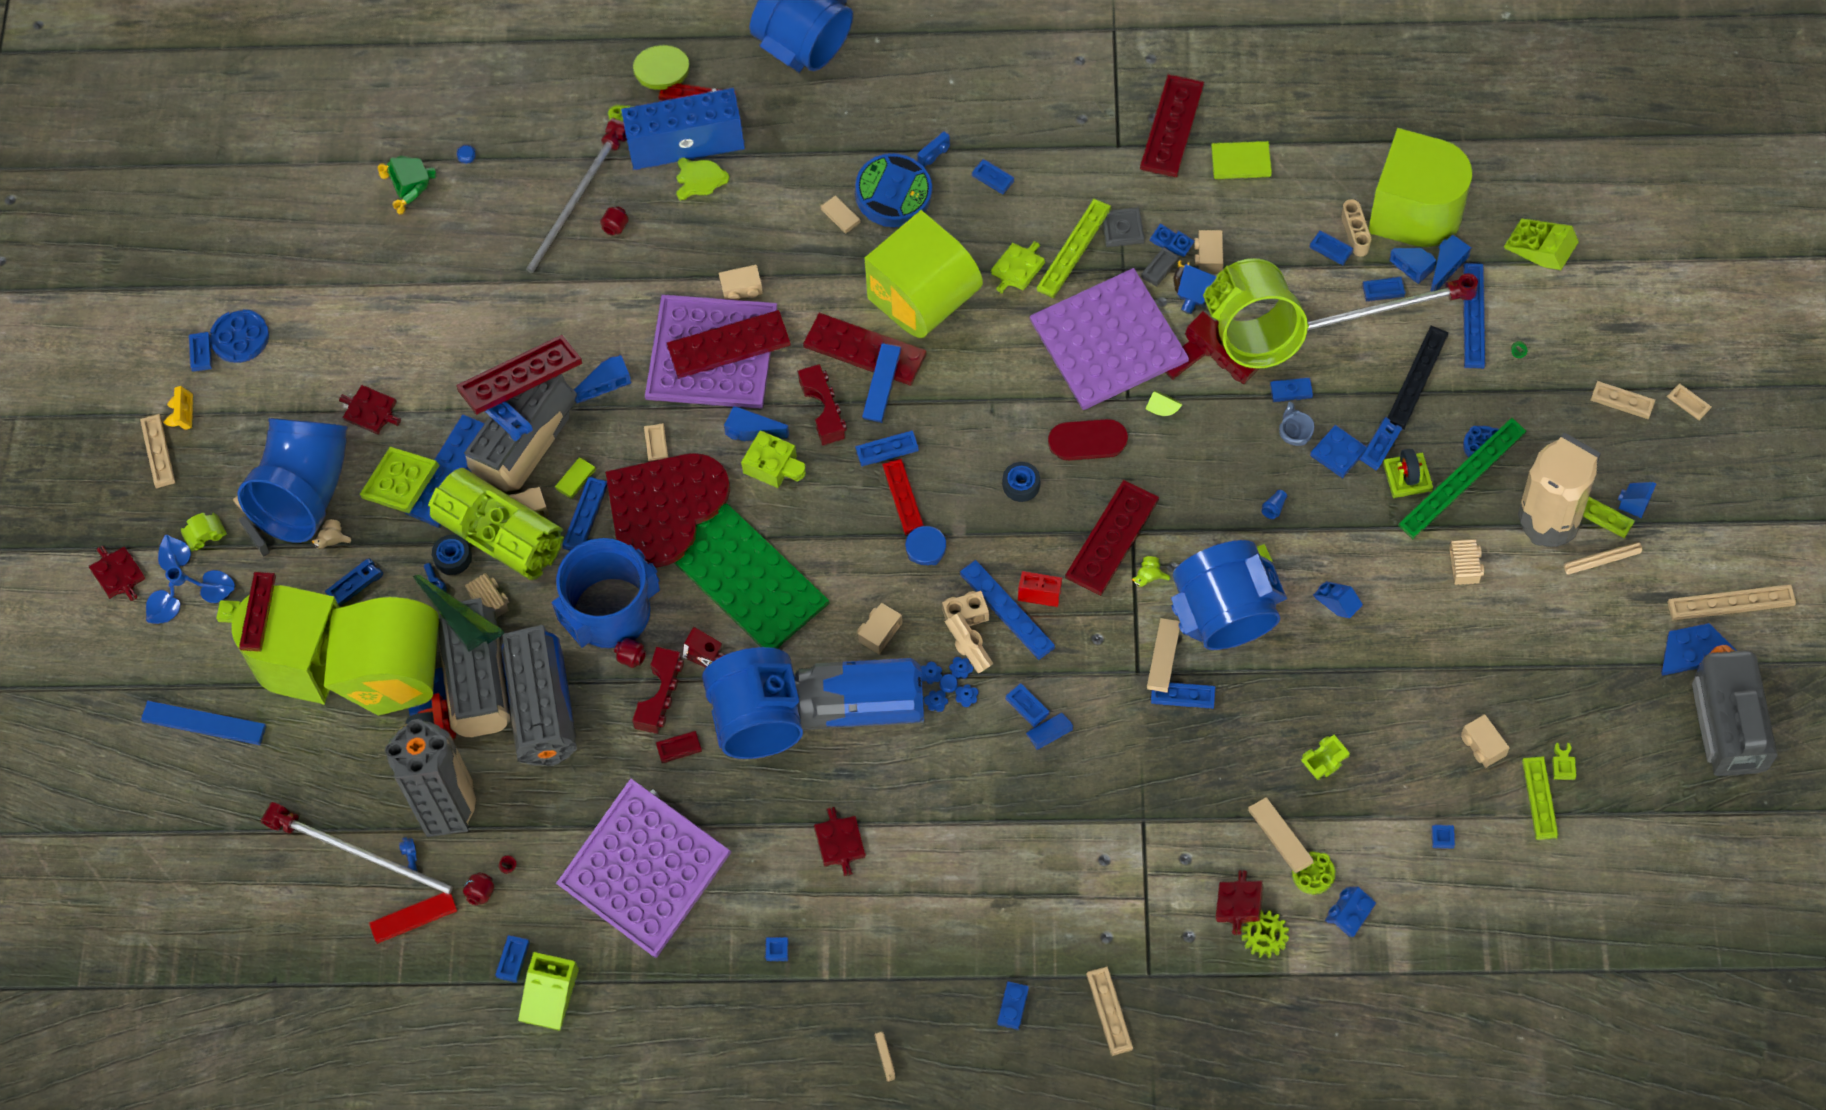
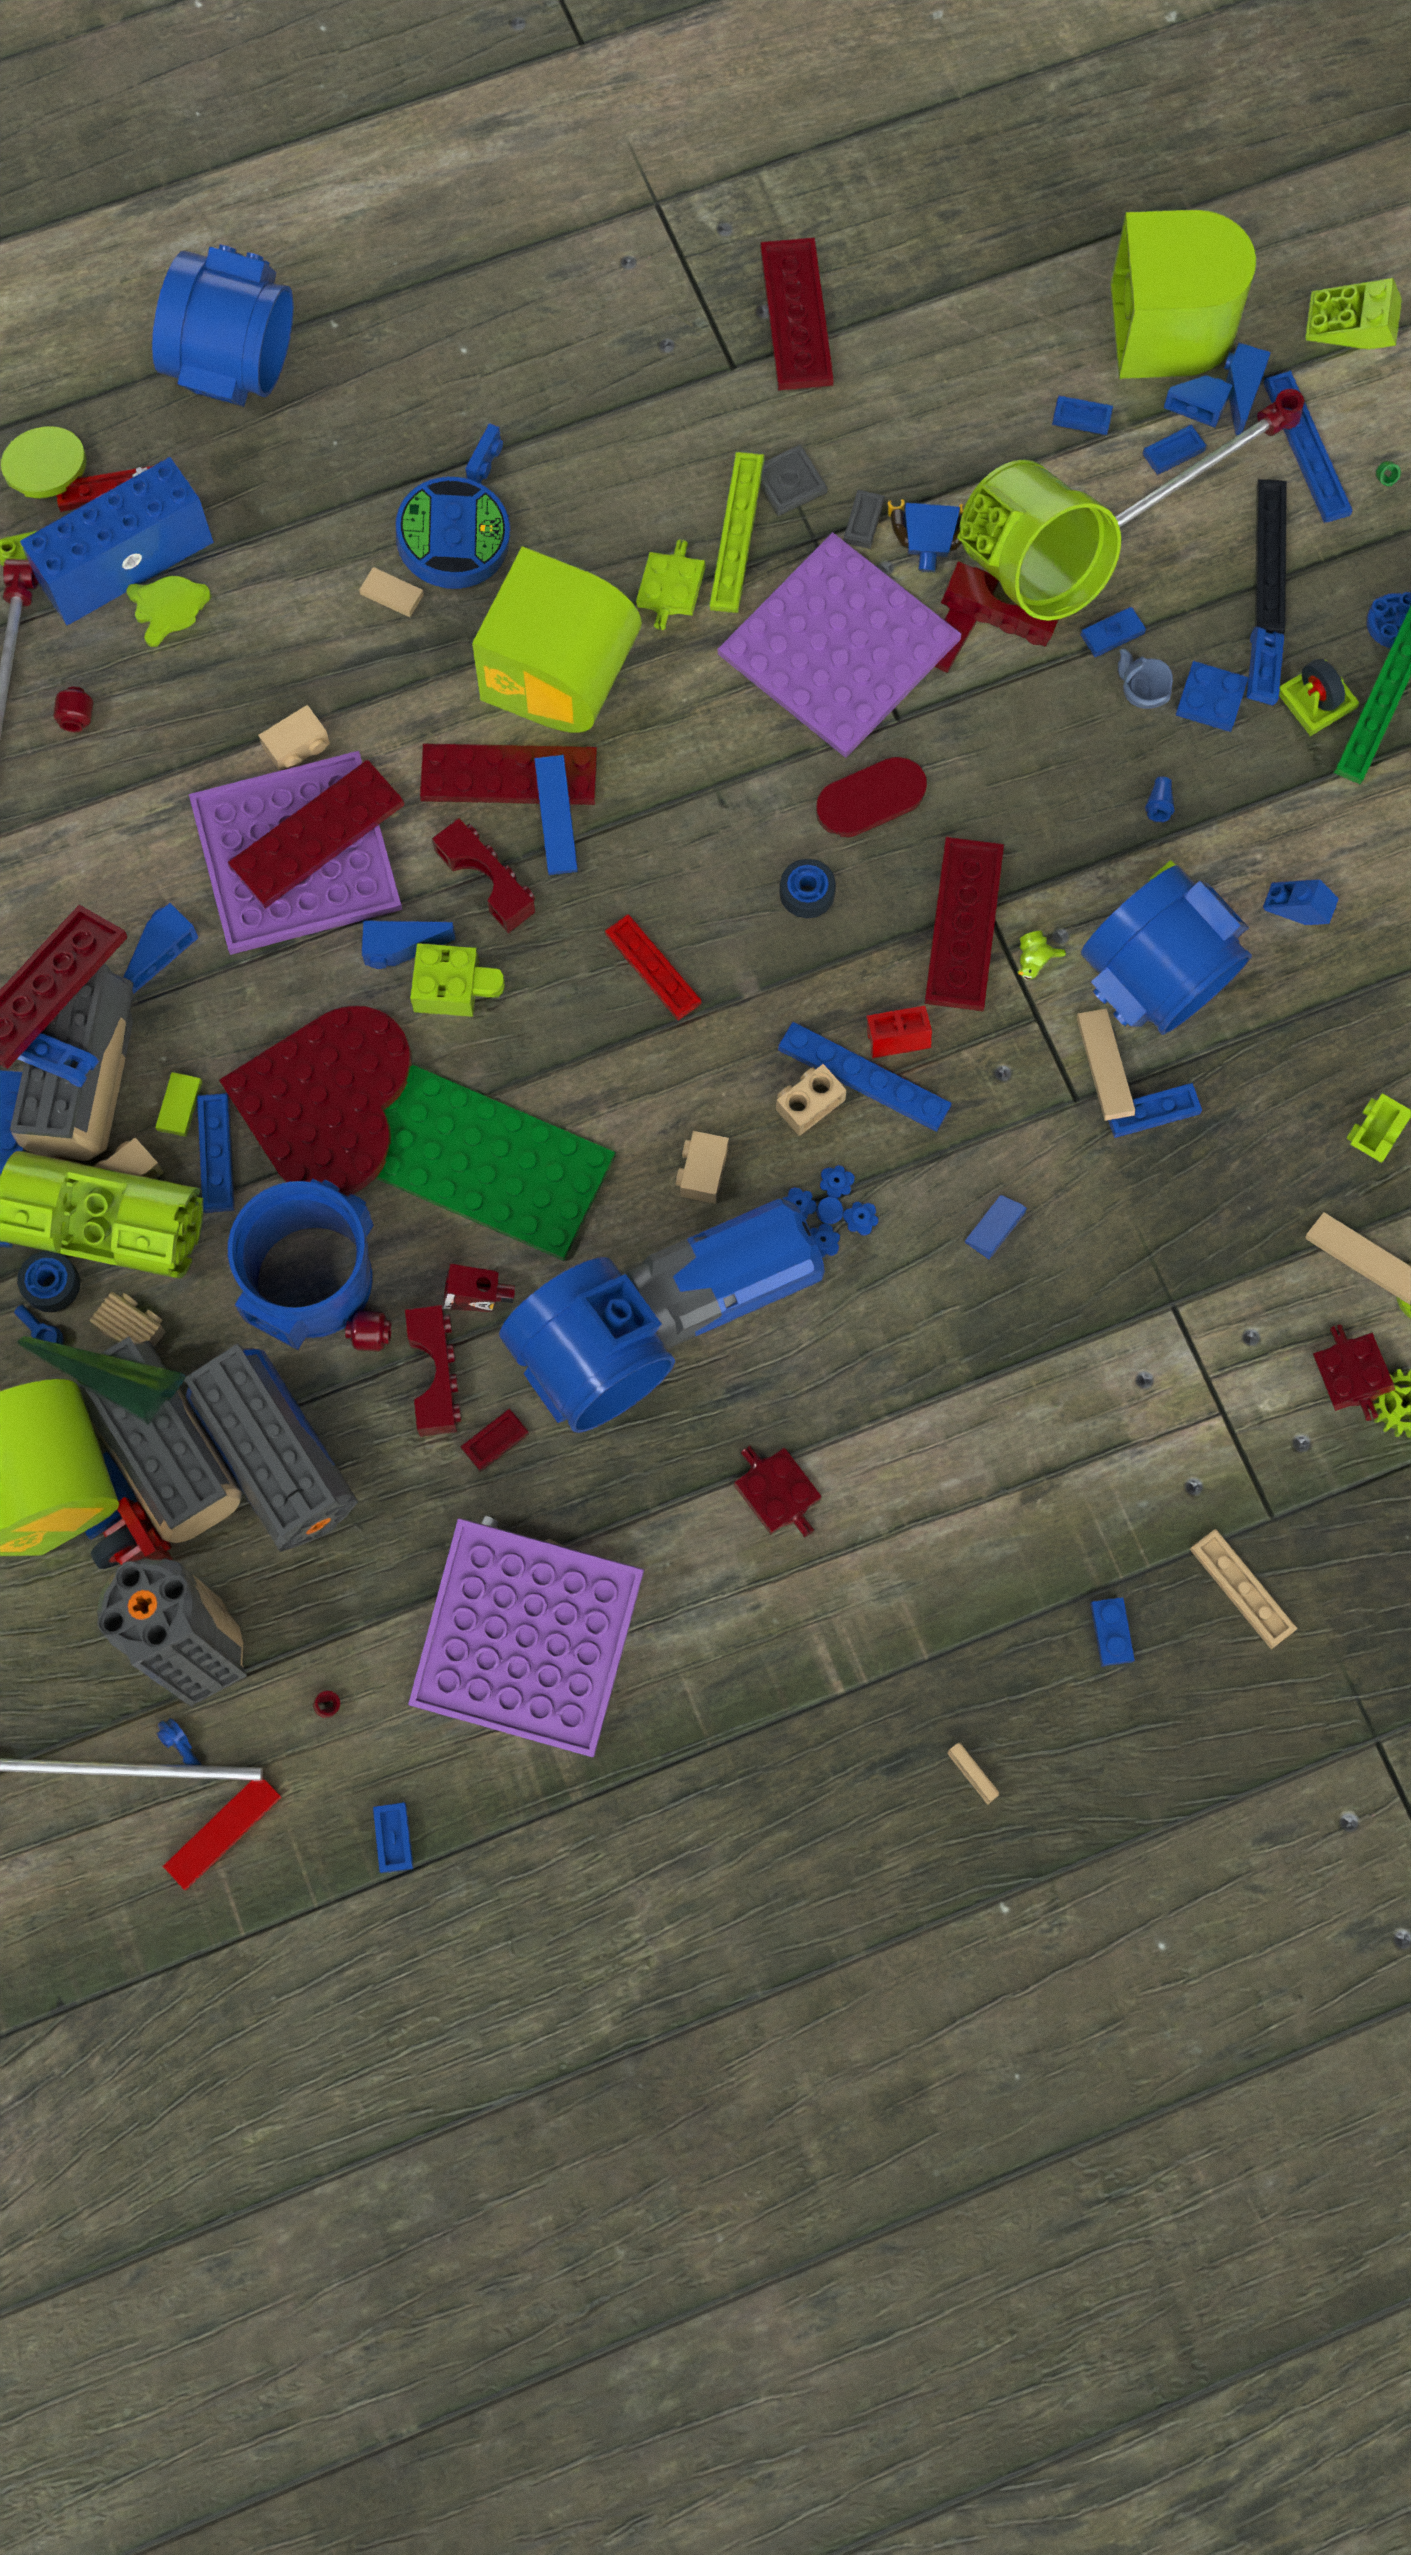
camera: 25 degrees left, 10 degrees up
(478, 888) = (300, 1755): dark red head -> none
(547, 991) = (465, 1867): lime slope -> none
(656, 442) = (272, 1012): tan tile -> none
(777, 949) = (758, 1678): blue plate -> none
(886, 448) = (602, 906): blue plate -> none
(925, 545) = (715, 1026): blue tile -> none
(968, 642) = (838, 1143): tan piece -> none
(993, 176) = (582, 467): blue plate -> none
(1027, 705) = (951, 1202): blue plate -> none
(1162, 404) = (952, 712): brick -> none
(1176, 243) = (873, 477): blue slope -> none
(1209, 251) = (924, 474): tan brick -> none
(1241, 160) = (909, 332): lime tile -> none
(1354, 235) = (1102, 364): tan beam -> none

